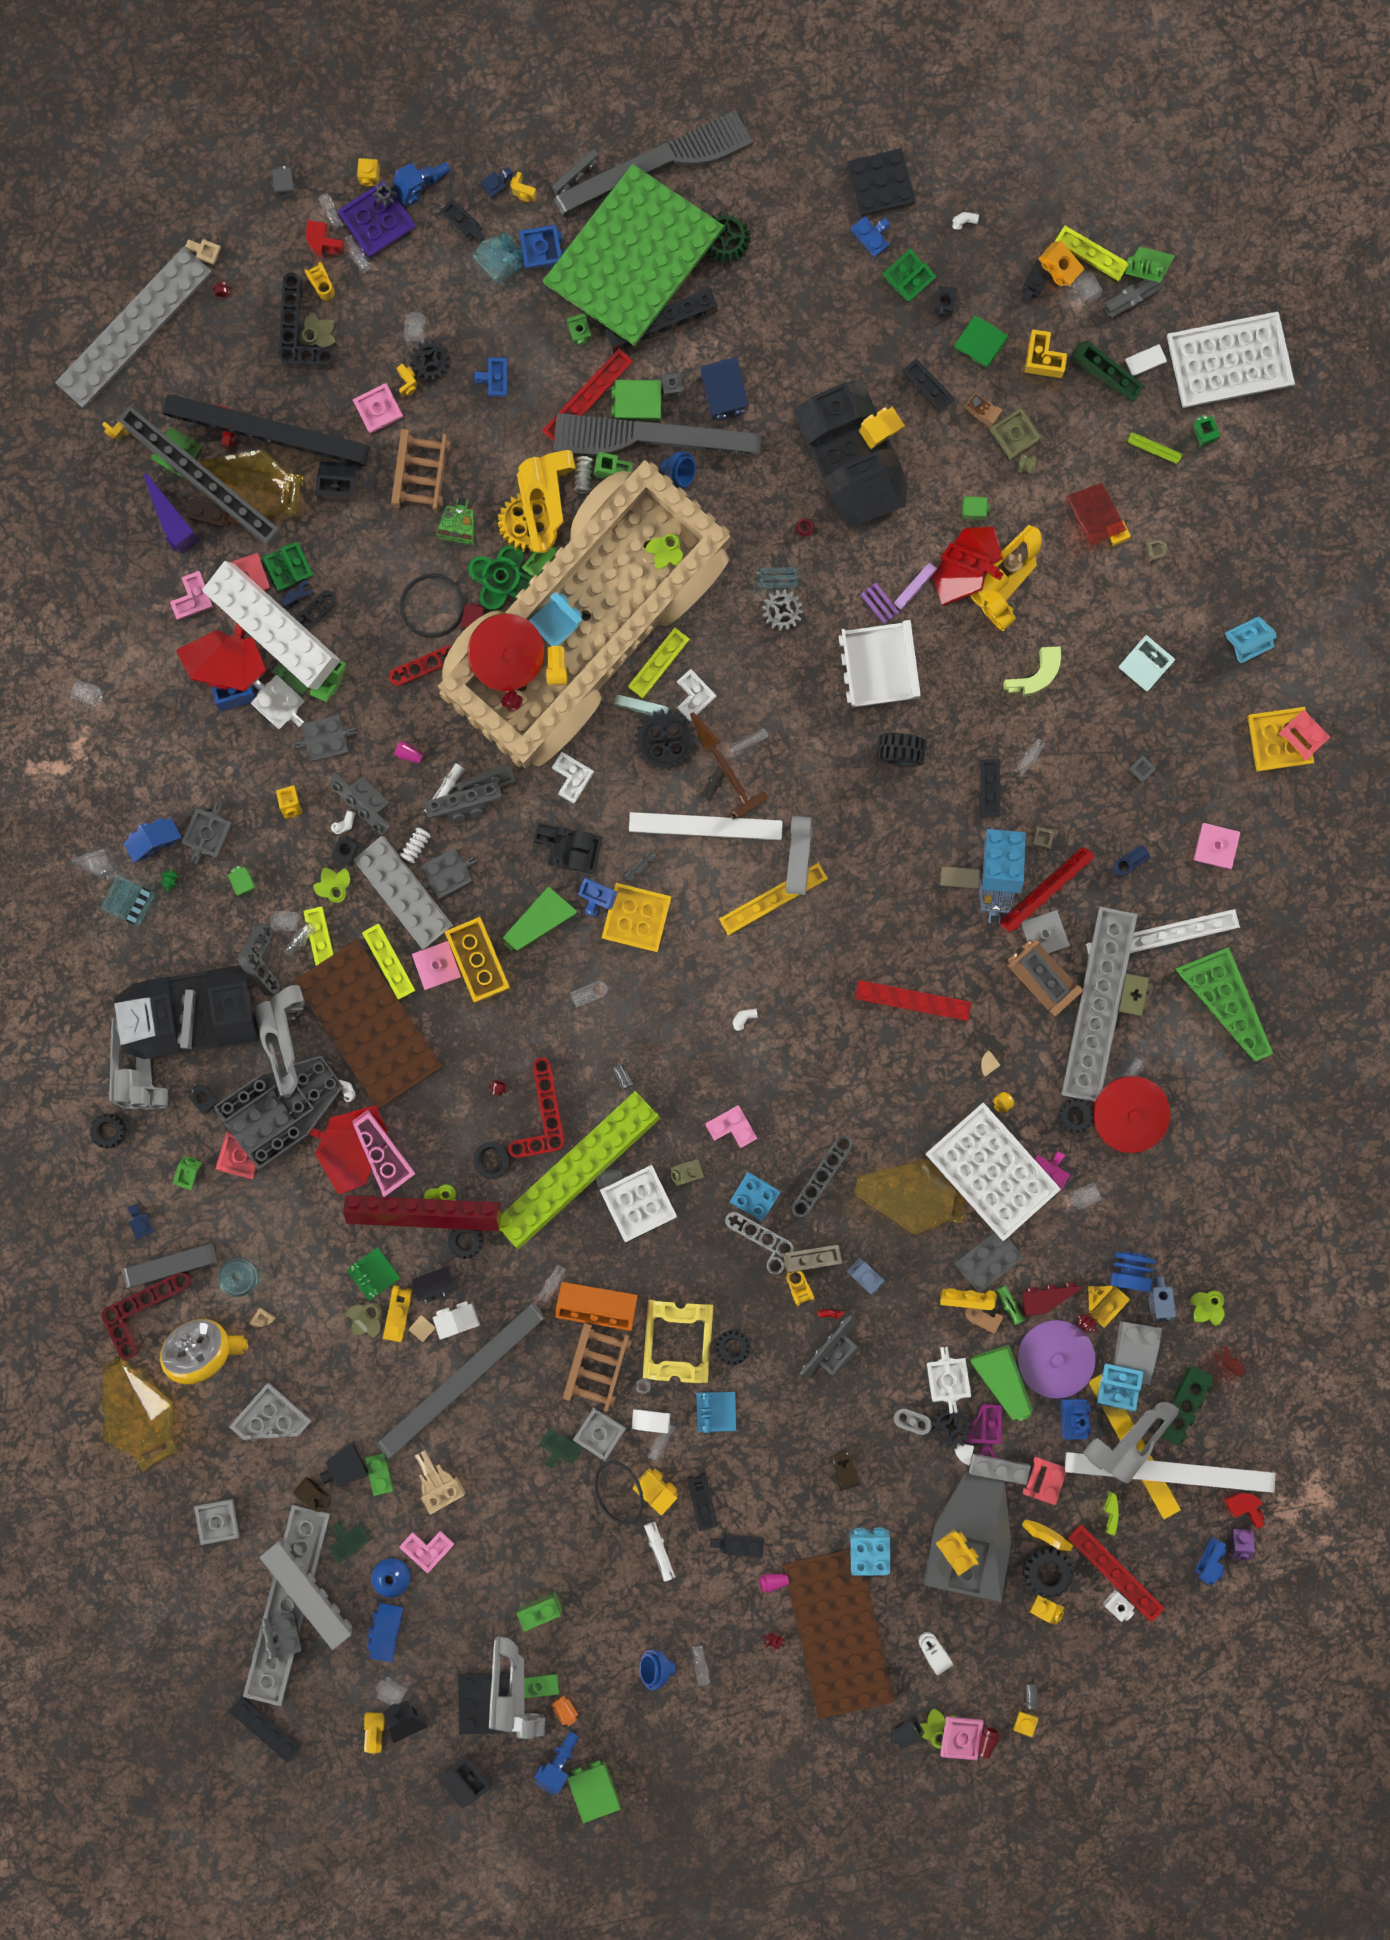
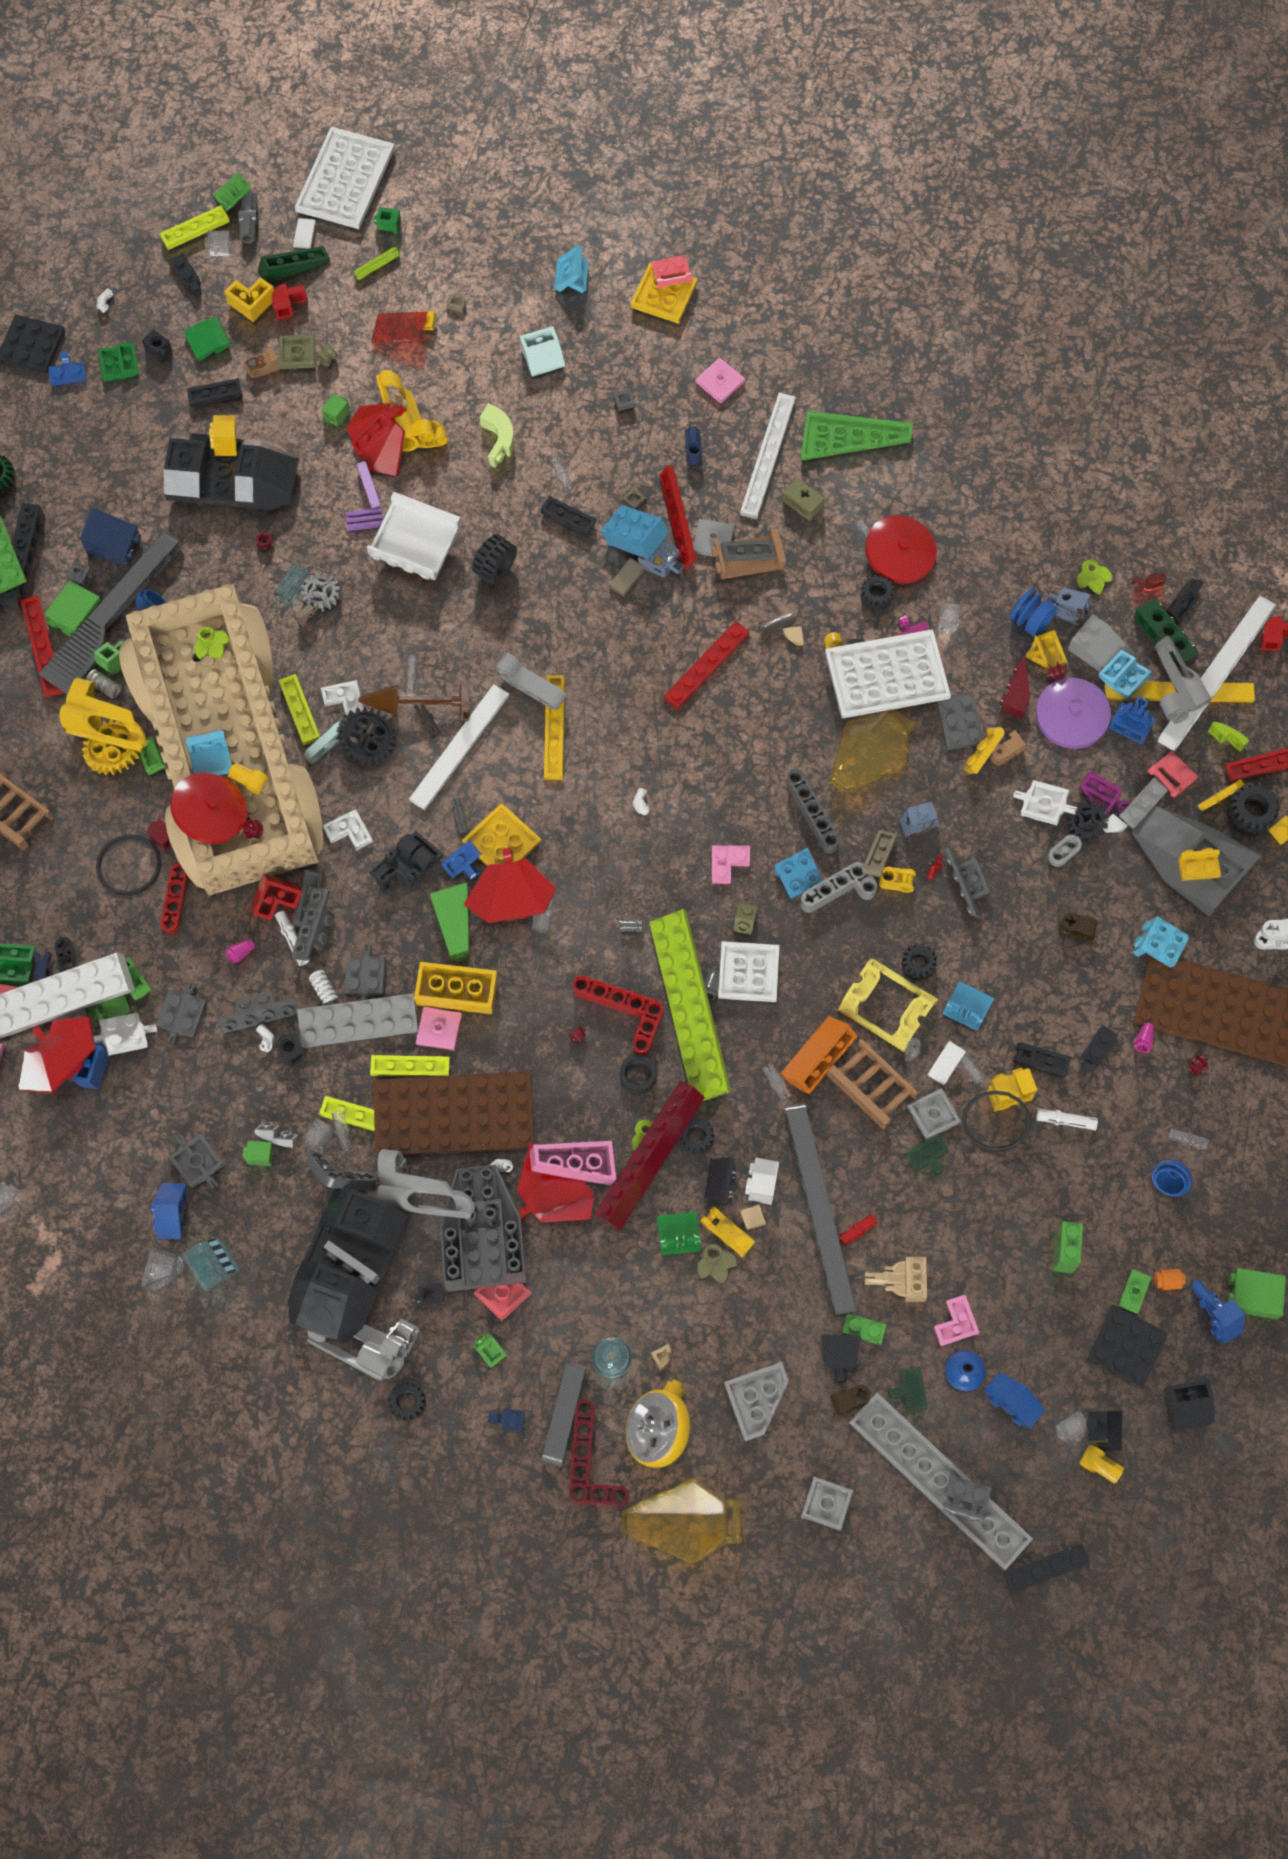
camera: 60 degrees left, 15 degrees down
(169, 880) = (216, 1217): green wheel -> none
(263, 882) = (272, 1134): none -> light grey slope
(289, 802) = (216, 1074): yellow bracket -> none
(306, 1594) = (940, 1452): light grey brick -> none
(331, 882) = (310, 1077): lime plate -> none
(457, 523) = (75, 803): torso -> none
(460, 1423) = (857, 1229): none -> red pin
(471, 750) = (271, 892): none -> red brick
(489, 571) = (143, 794): green plant -> none
(508, 1712) = (1142, 1327): light grey panel -> none
(590, 954) = (510, 891): none -> red panel
(752, 611) = (305, 615): none -> dark tan tile
(1003, 1378) = (1065, 758): bright green slope -> none
(1017, 1317) = (1007, 722): bright green pin -> none
(1063, 385) = (283, 299): none -> red brick
(1070, 266) = (187, 248): light orange brick -> none
(1099, 1004) = (796, 526): light grey plate -> none
(1231, 1404) = (1184, 600): none -> black hinge

